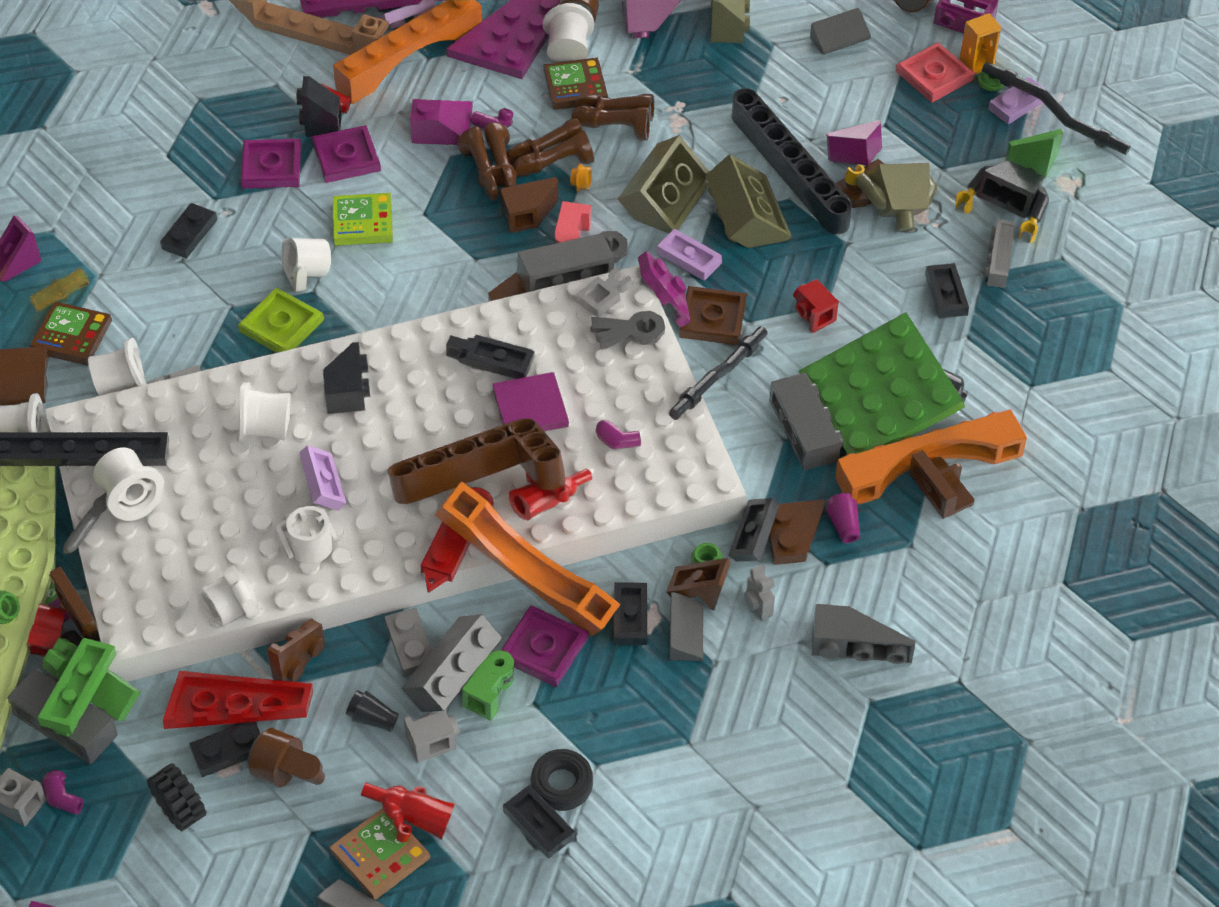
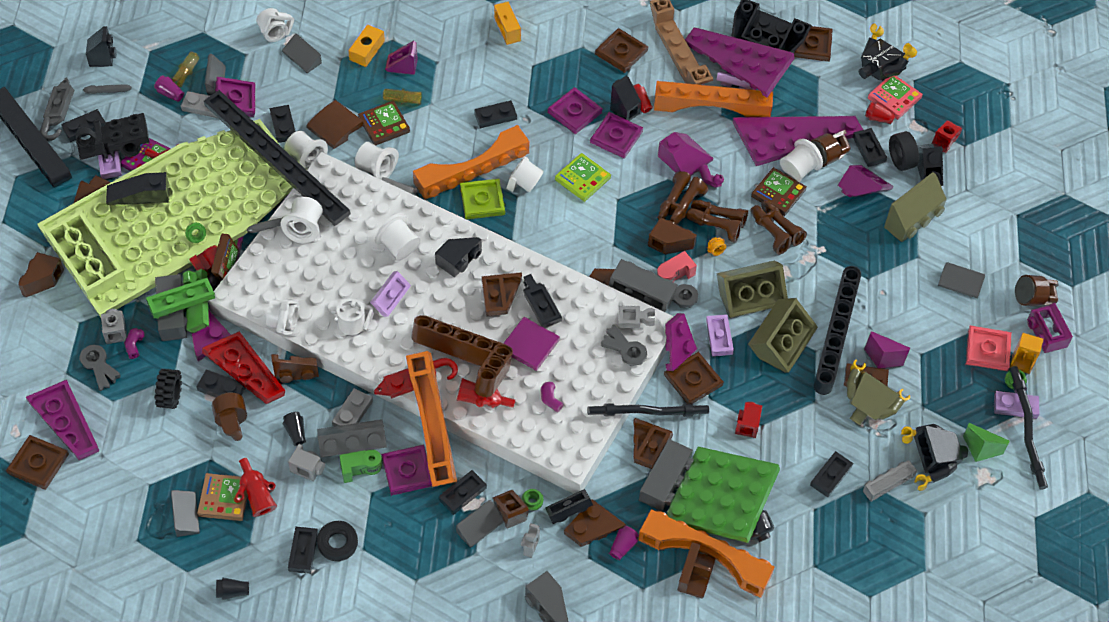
camera: 45 degrees right, 5 degrees up
(34, 850) = (94, 358): none -> dark grey piece
(82, 126) = (506, 20): none -> light orange piece
(148, 711) = (208, 335): none -> magenta wing
(208, 337) = (440, 177): none -> orange arch
(247, 71) = (621, 50): none -> reddish brown tile
(437, 382) = (500, 292): none -> reddish brown wing
(749, 407) = (649, 442): none -> reddish brown wing

